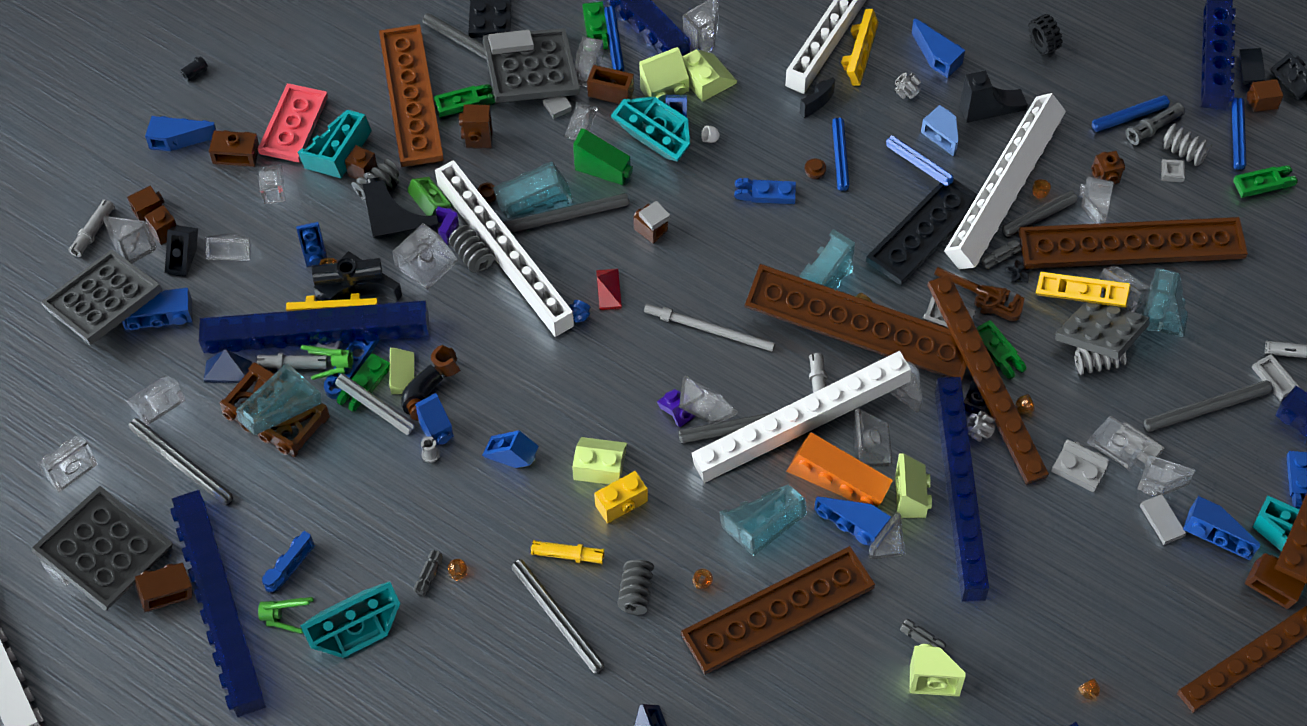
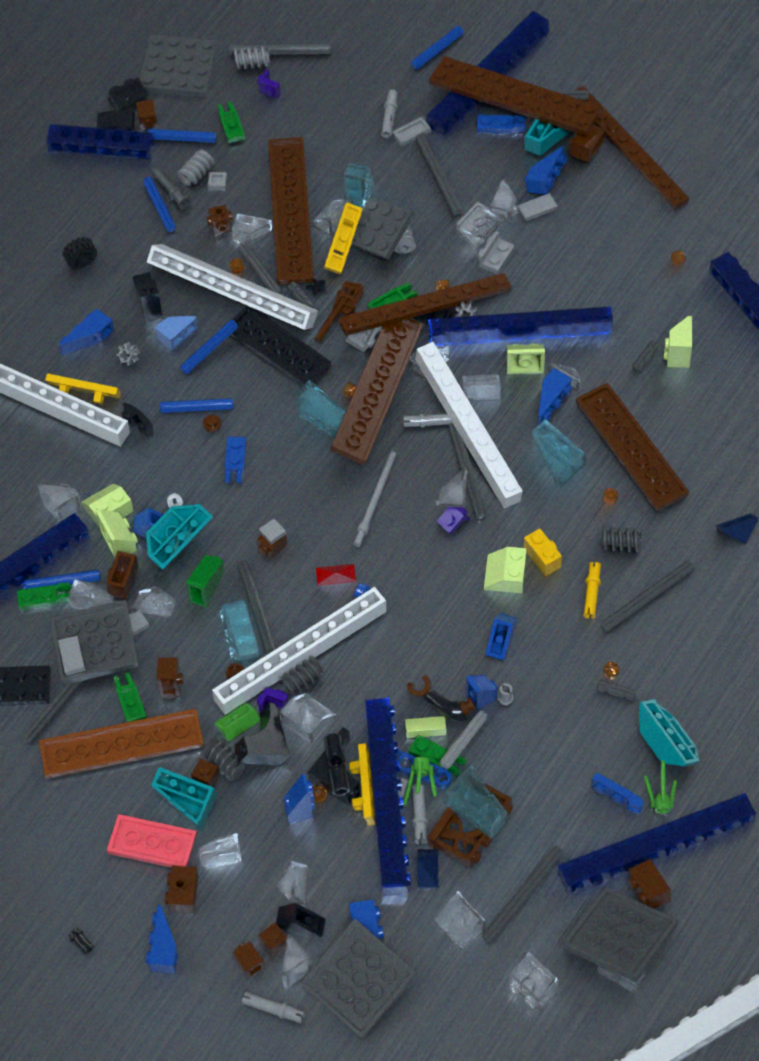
camera: 90 degrees left, 0 degrees up
(838, 472) = (513, 405): orange wedge -> none

